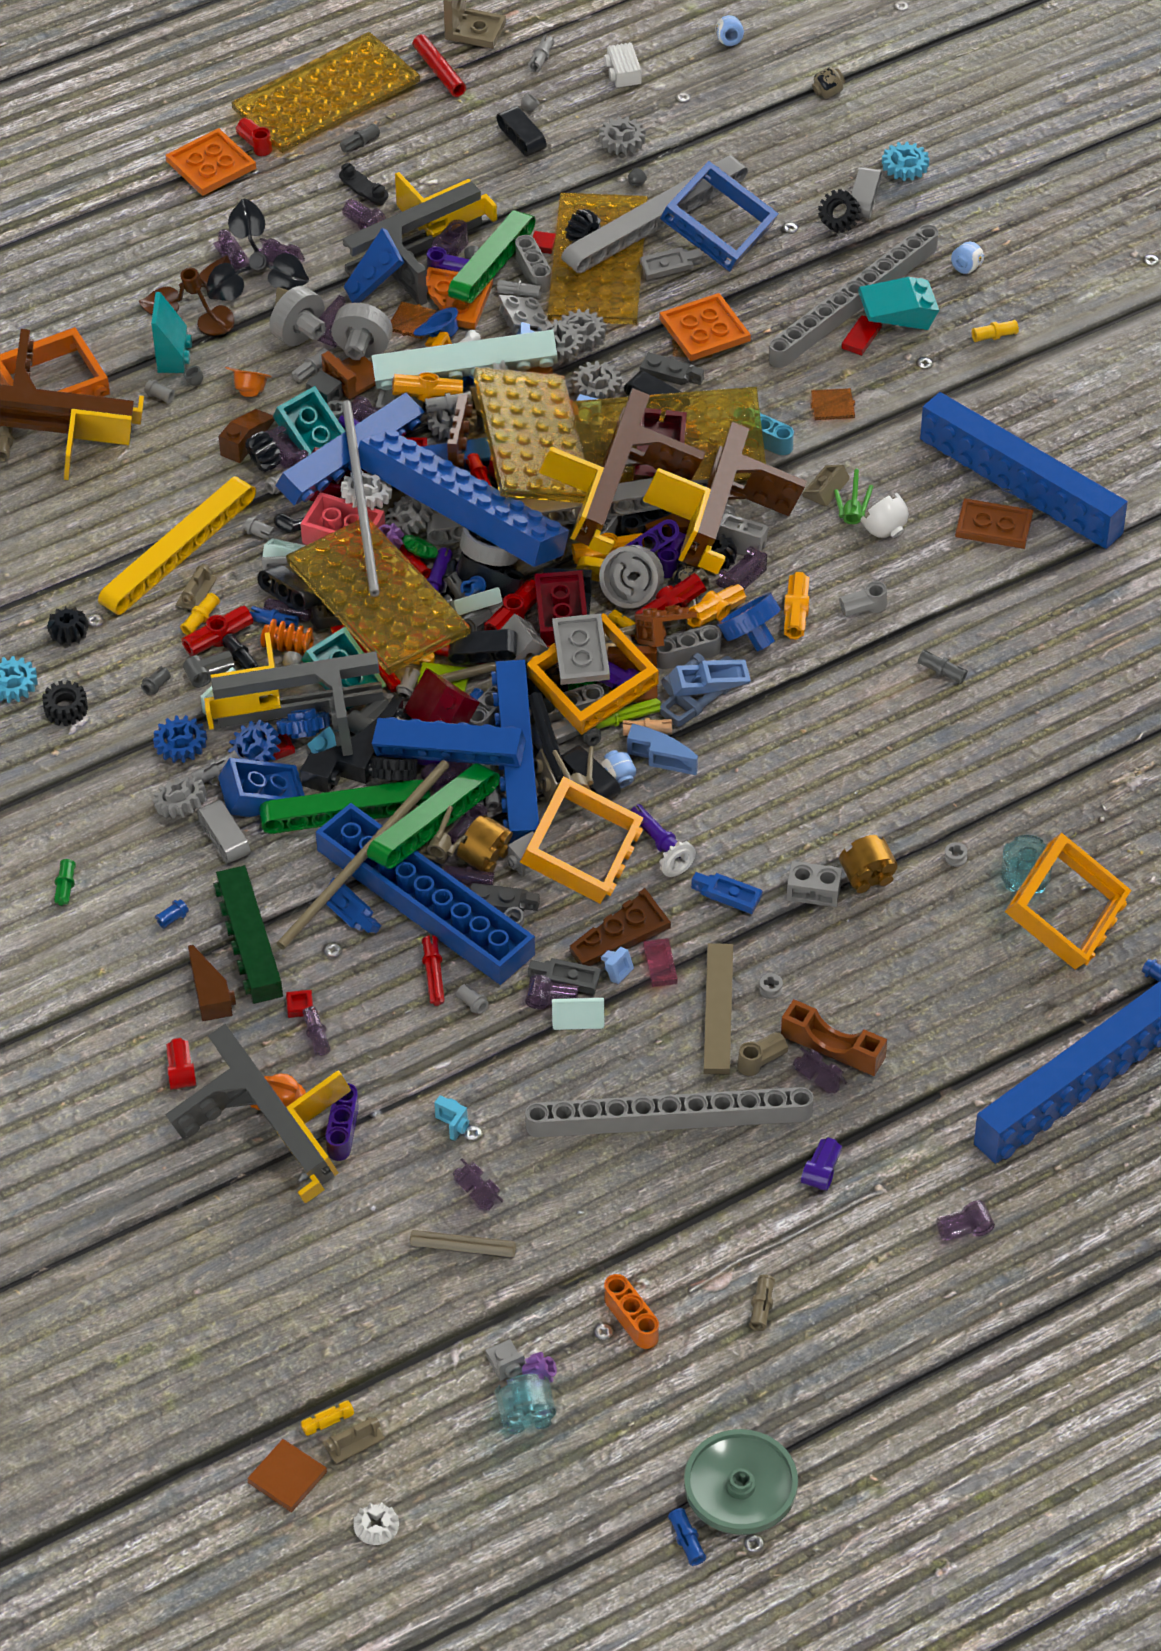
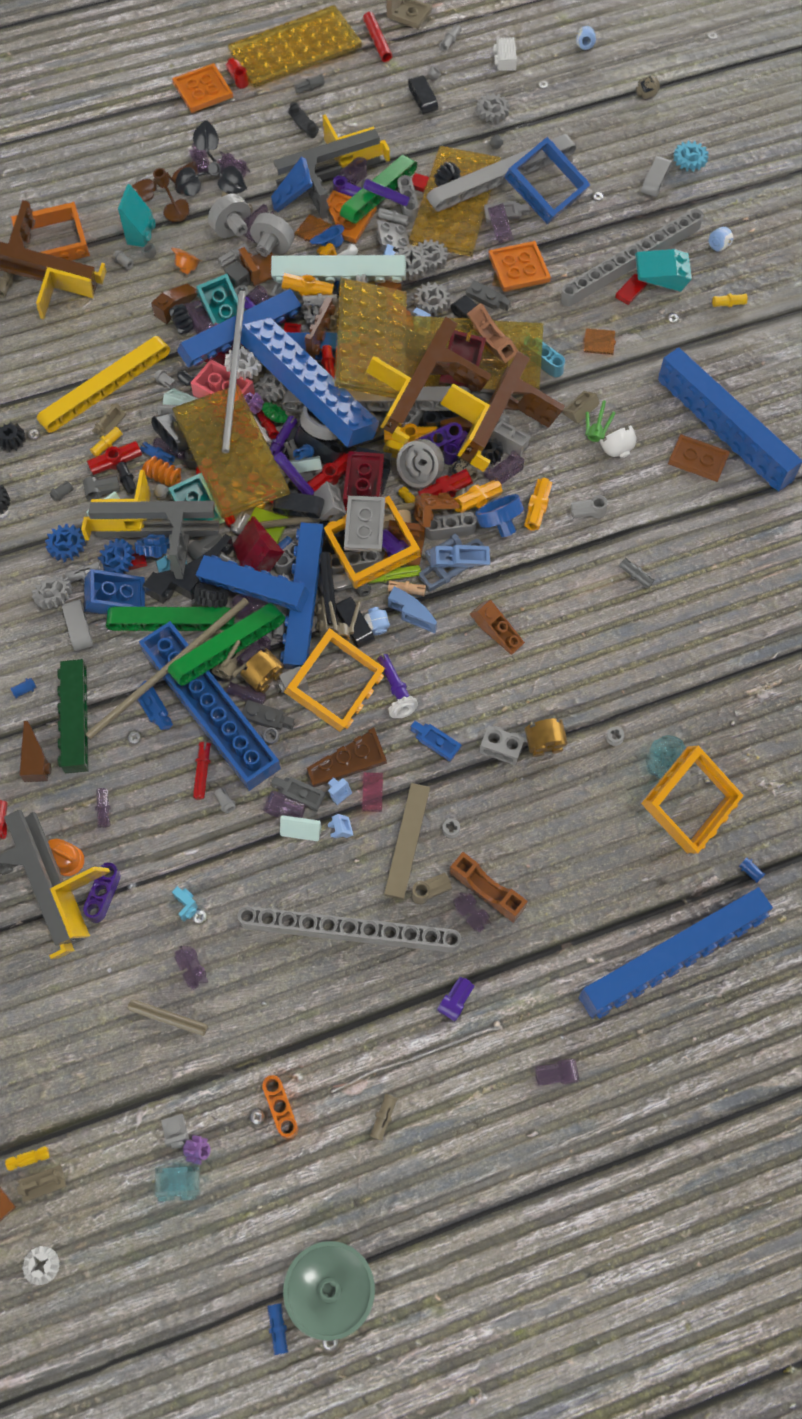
camera: 10 degrees right, 15 degrees up
(297, 1002) = (97, 779): red tile -> none
(361, 214) = (295, 142): clear purple piece -> none
(470, 613) = (293, 474): none -> dark purple axle
(506, 258) = (386, 192): none -> dark purple axle
(631, 1004) = (342, 826): none -> light blue tile
(668, 276) = (500, 223): none -> clear purple hinge
(701, 417) = (496, 341): none -> nougat arch
(775, 752) = (496, 626): none -> dark orange slope
(831, 203) = (641, 194): black tyre -> none

